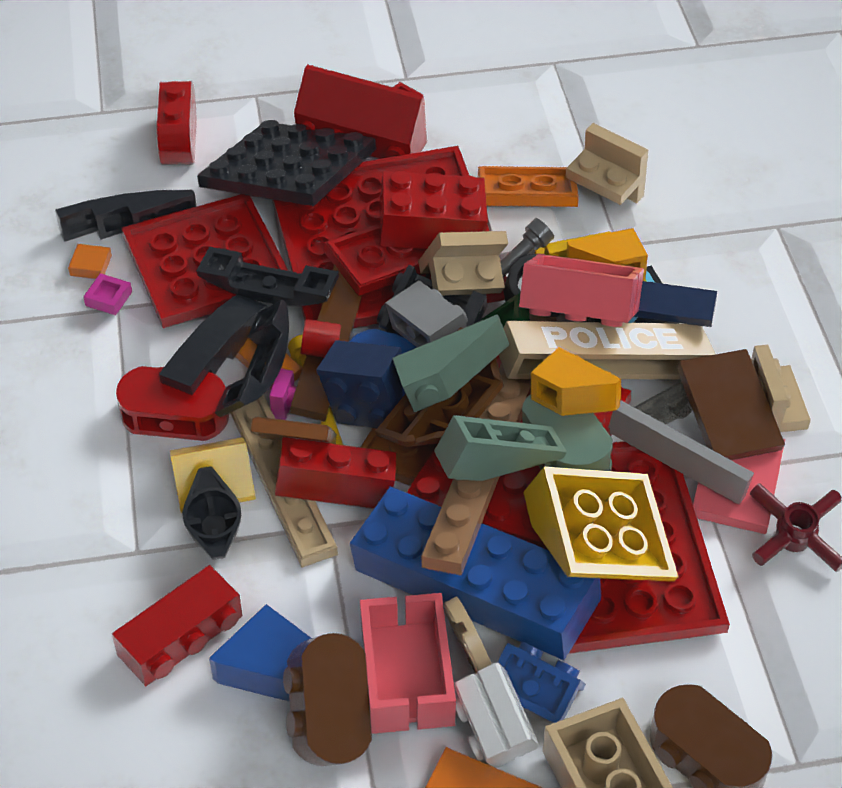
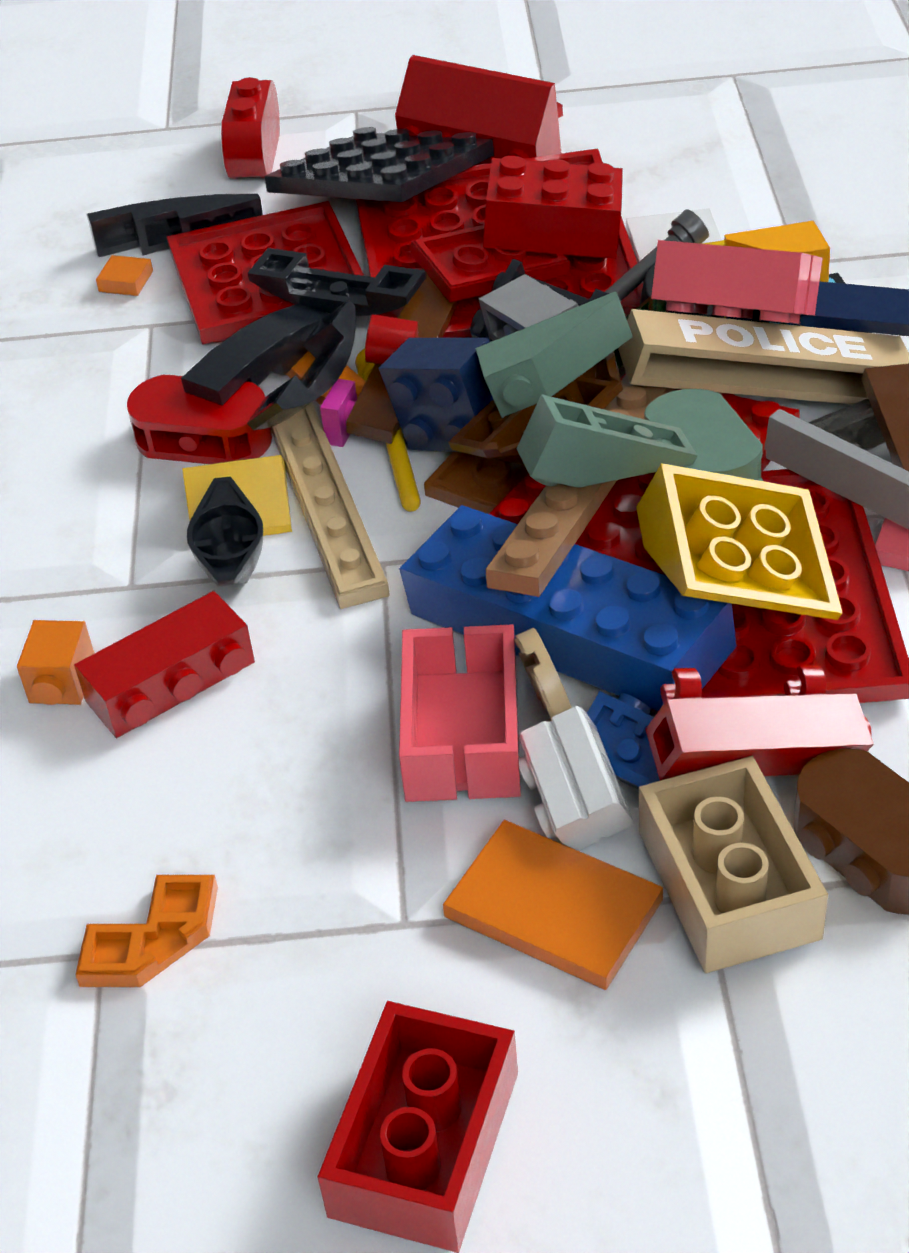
camera: 10 degrees right, 5 degrees down
(91, 626) = (49, 661): none -> orange brick
(107, 294) = (139, 306): dark pink plate -> none
(258, 654) = (287, 709): blue slope -> none
(277, 429) = (343, 442): dark orange tile -> none
(328, 700) = (344, 747): reddish brown brick -> none
(334, 473) = (388, 491): red brick -> none
(465, 262) = (589, 254): tan bracket -> none
(528, 186) = (677, 193): orange tile -> none
(574, 385) = (715, 380): light orange slope -> none
(610, 166) = (794, 166): tan bracket -> none
(632, 675) = (775, 730): none -> brick

